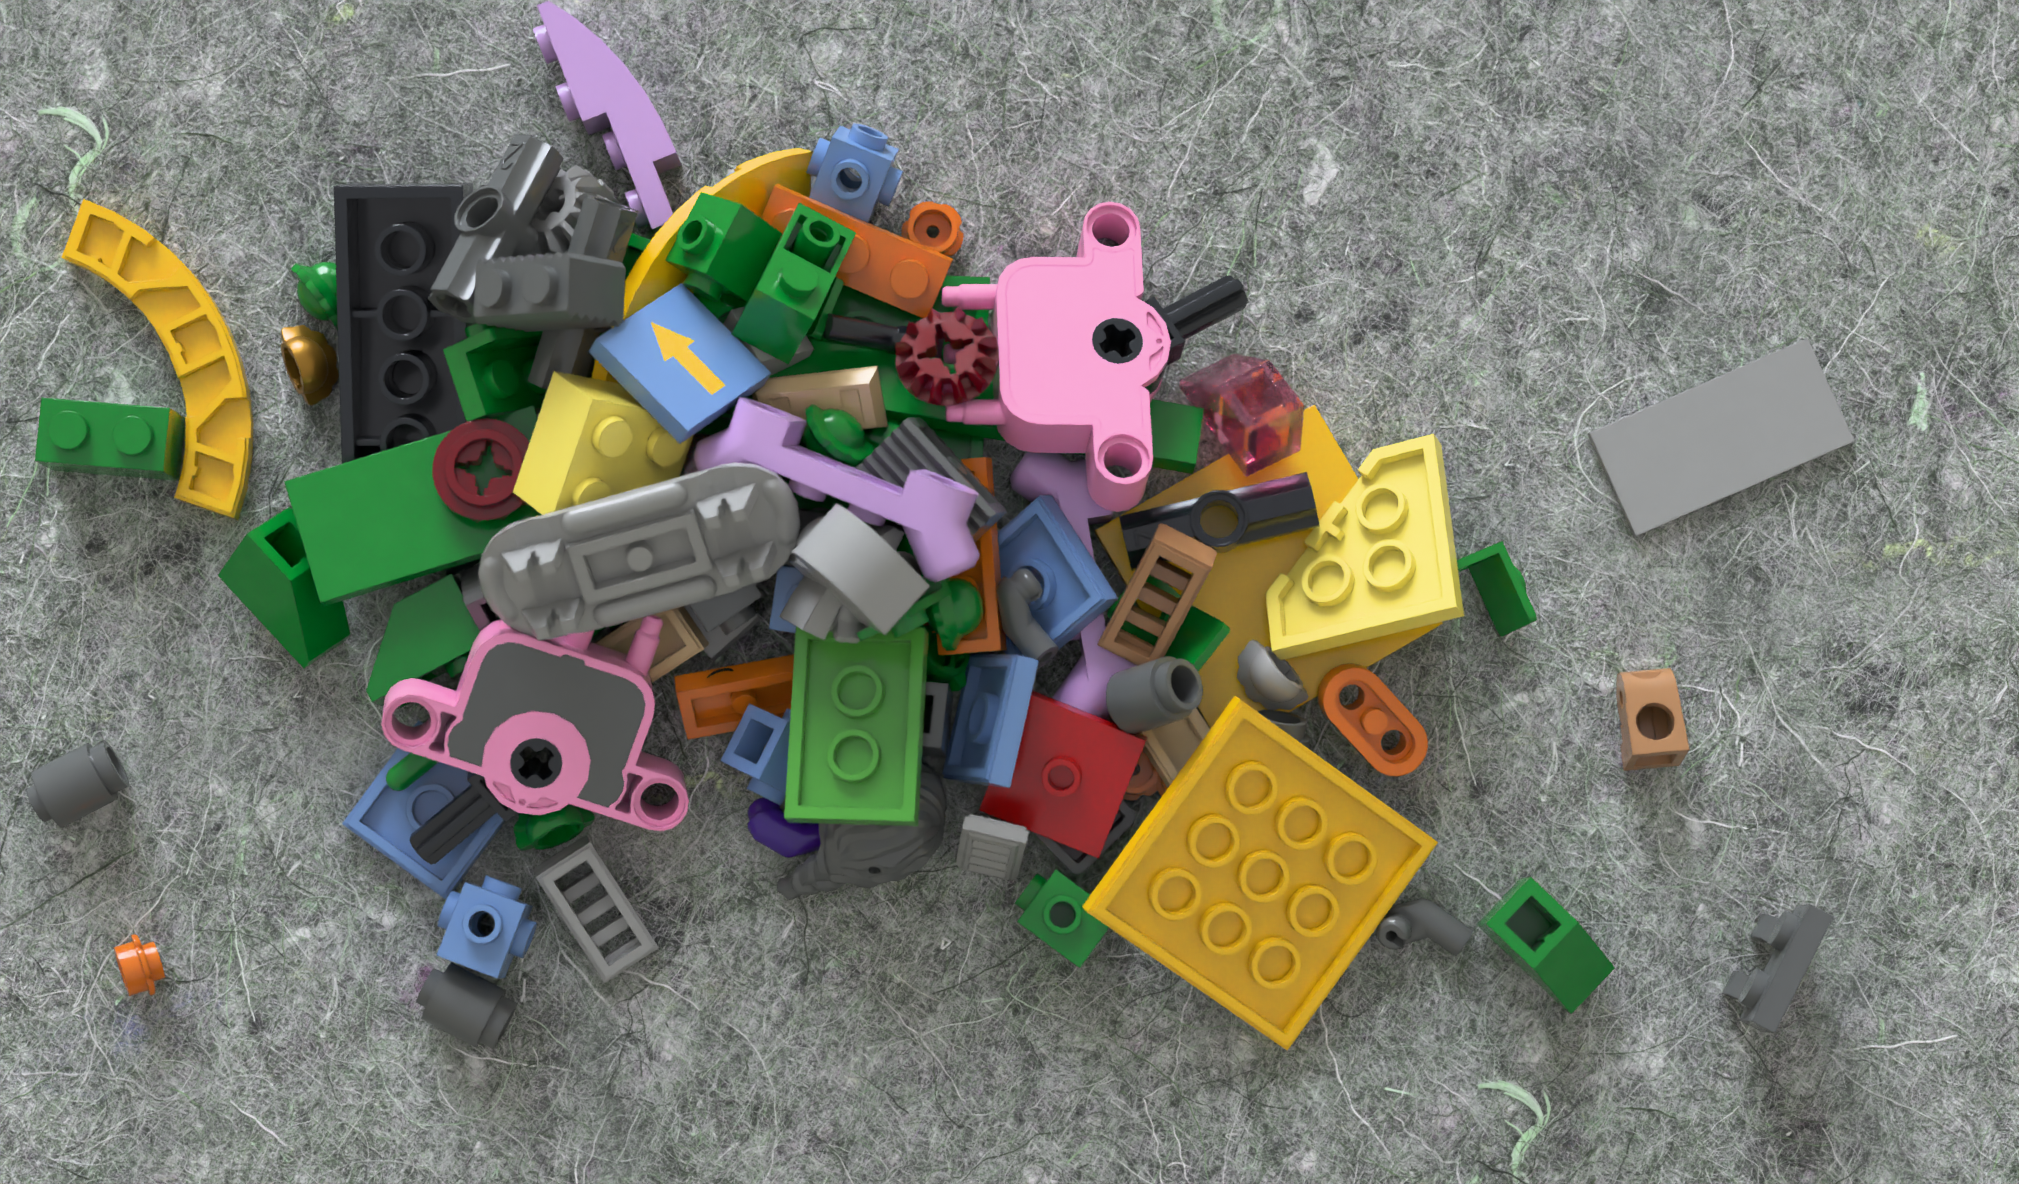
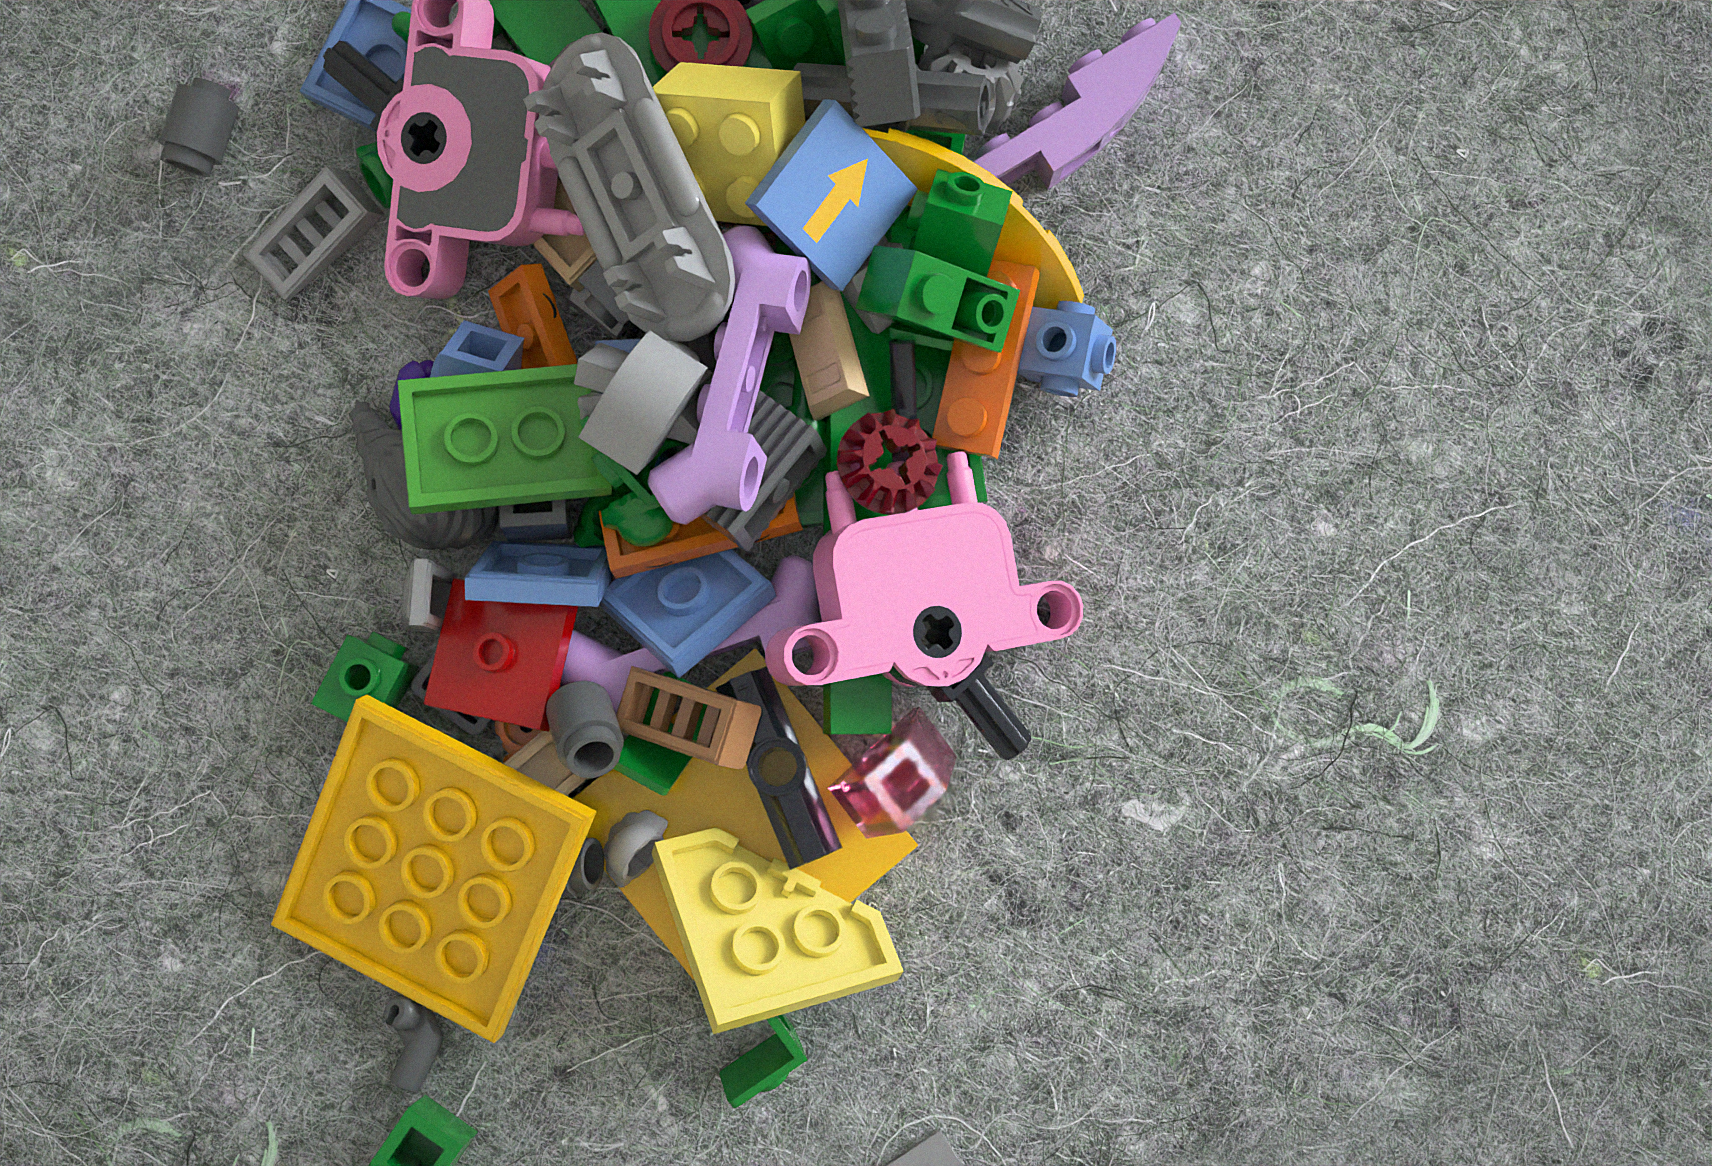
camera: 85 degrees right, 0 degrees up
(467, 943) = (270, 129): medium blue brick -> none
(836, 435) = (791, 368): green piece -> none
(934, 215) = (1039, 430): orange plate -> none
(1017, 620) = (641, 584): dark grey arm -> none
(1371, 717) = (611, 953): orange plate -> none

